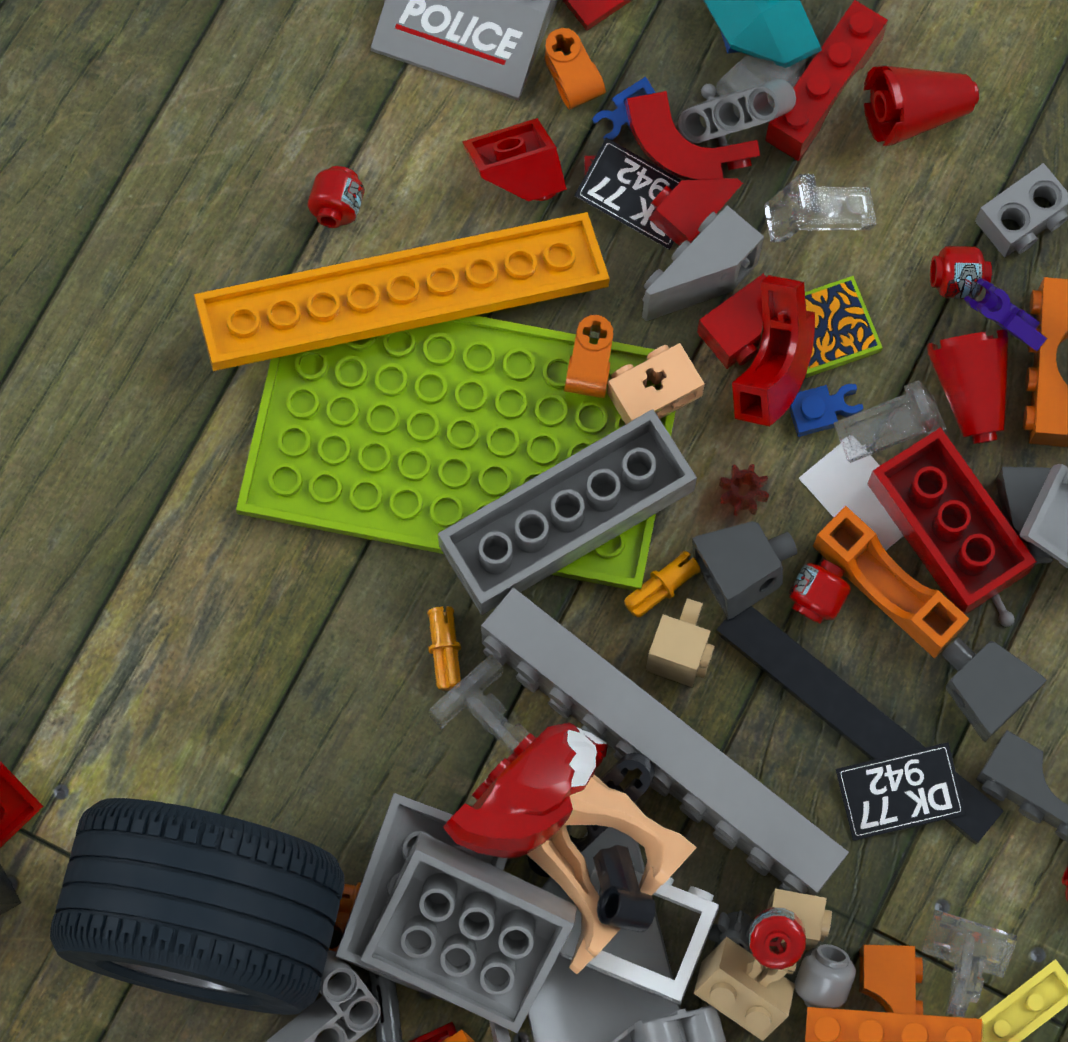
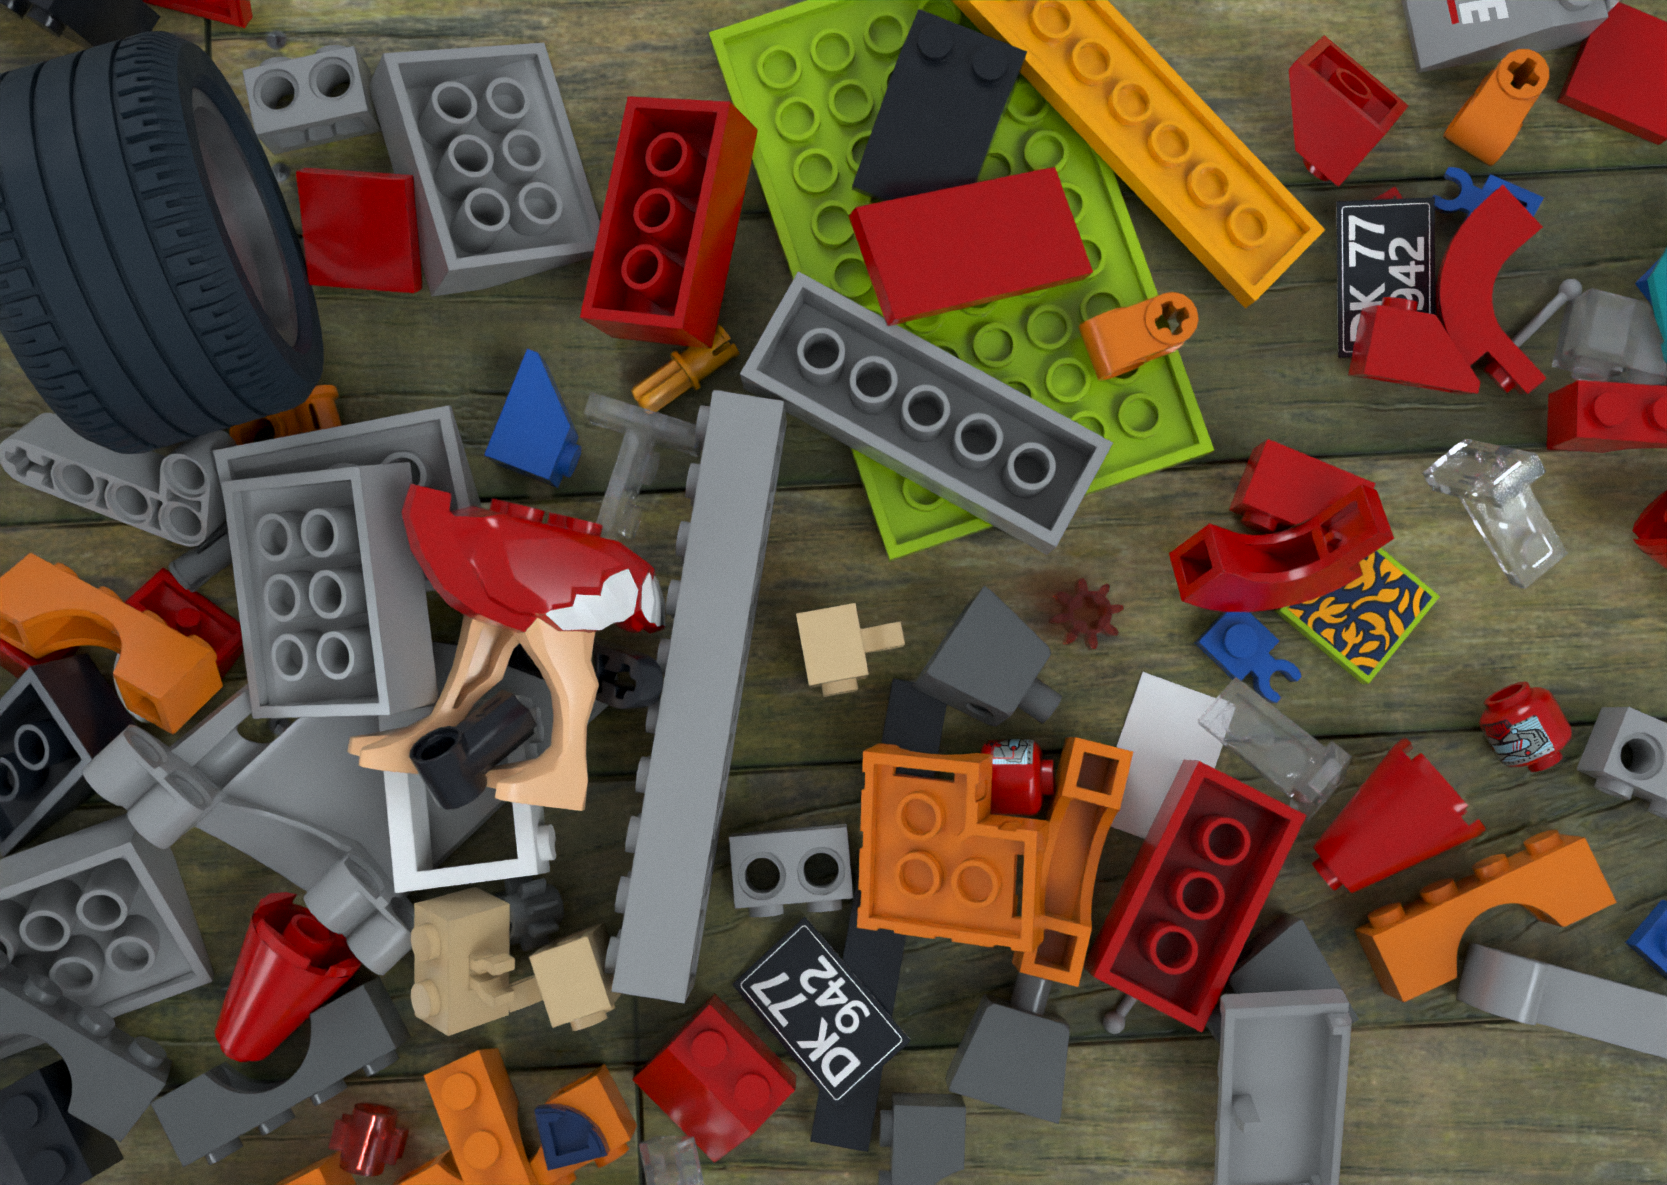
camera: 60 degrees right, 10 degrees up
(133, 785) = (312, 115): none -> light grey brick
(235, 699) = (488, 163): none -> light grey slope
(238, 787) = (360, 229): none -> red tile
(349, 600) = (669, 221): none -> red brick
(385, 400) = (938, 110): none -> black slope
(428, 760) = (535, 427): none -> blue slope
(478, 423) = (969, 245): none -> red tile
(662, 584) = (910, 582): light orange axle -> none
(664, 365) = (1181, 432): light nougat brick -> none
(706, 267) = (1342, 409): light grey slope -> none
(752, 106) = (1583, 350): light grey beam -> none
(780, 924) = (512, 979): red head -> none
(793, 754) = (789, 852): none -> light grey brick
(825, 977) = (530, 1051): light grey head -> none
(846, 653) = (940, 858): none -> orange piece
(892, 980) = (568, 1136): none -> dark blue tile
(907, 879) = (716, 1079): none -> red slope
(1016, 321) = (1504, 819): dark purple plate -> none

